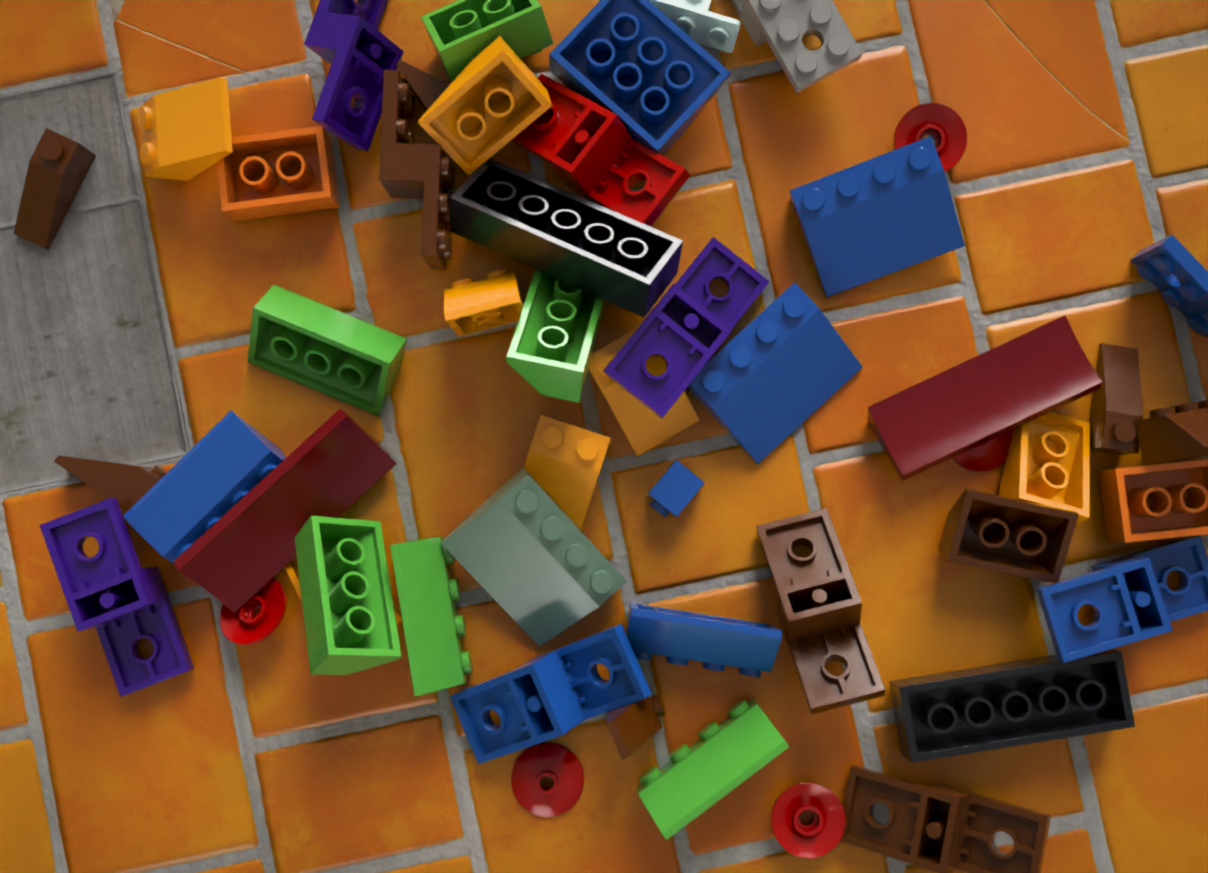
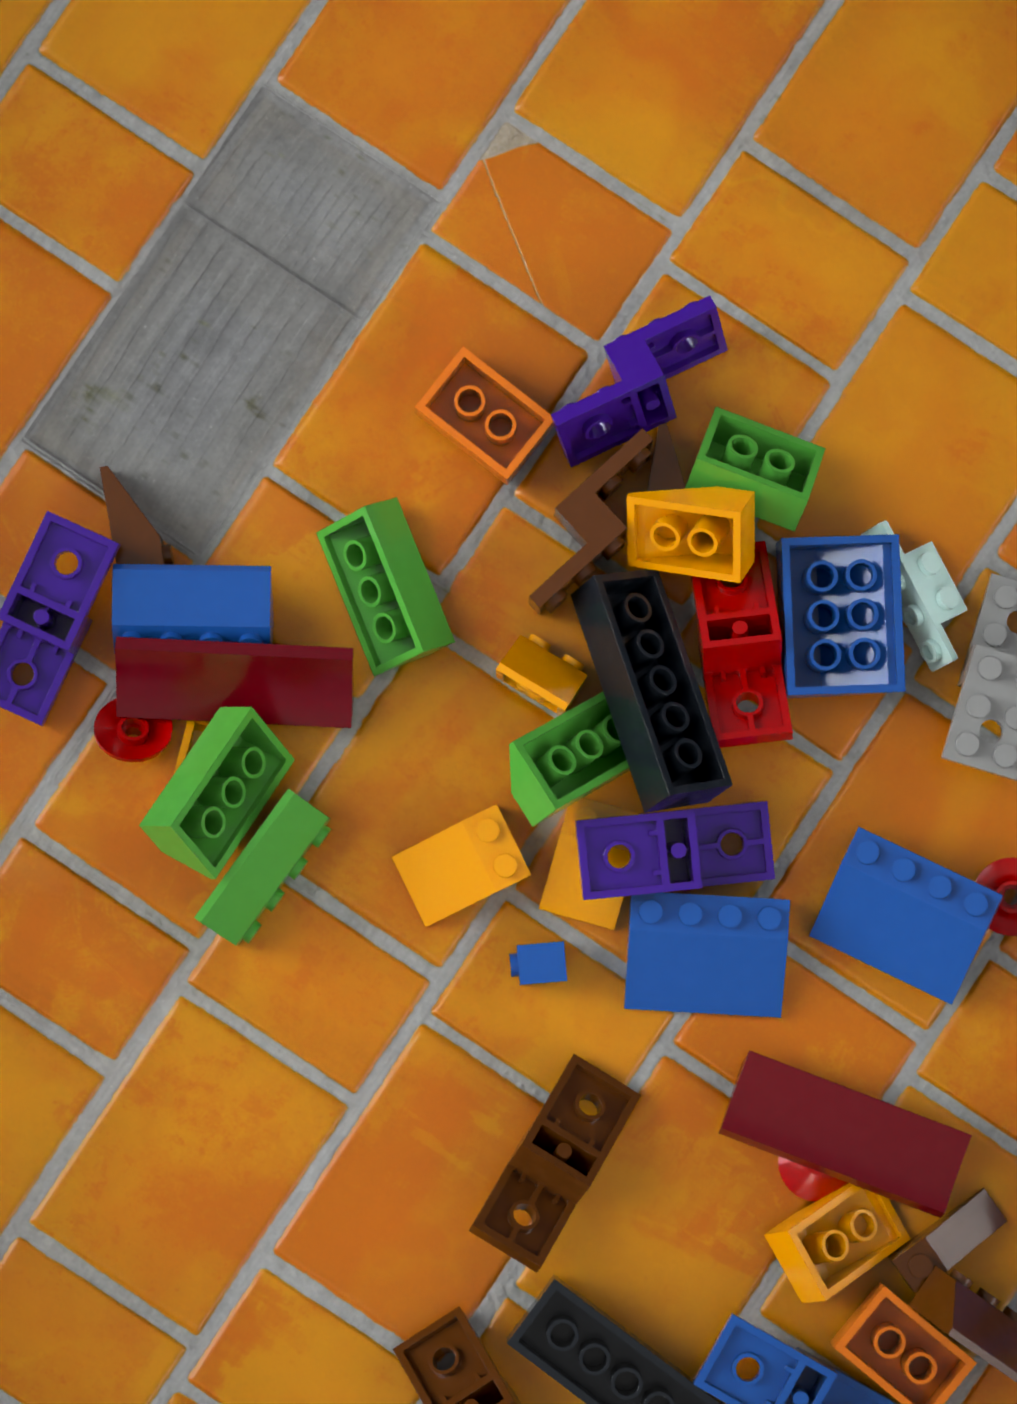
camera: 45 degrees right, 0 degrees up
(51, 186) = (301, 249): reddish brown slope -> none
(185, 130) = (450, 318): light orange slope -> none
(533, 559) = (380, 906): sand green slope -> none
(550, 694) = (290, 1019): blue bracket -> none
(552, 761) = (236, 1067): red dish -> none
(634, 724) = (334, 1102): reddish brown slope -> none
(702, 638) = (444, 1093): blue slope -> none
(709, 767) = (353, 1194): bright green slope -> none
(819, 834) = (380, 1332): red dish -> none
(1008, 535) = (752, 1254): reddish brown slope -> none

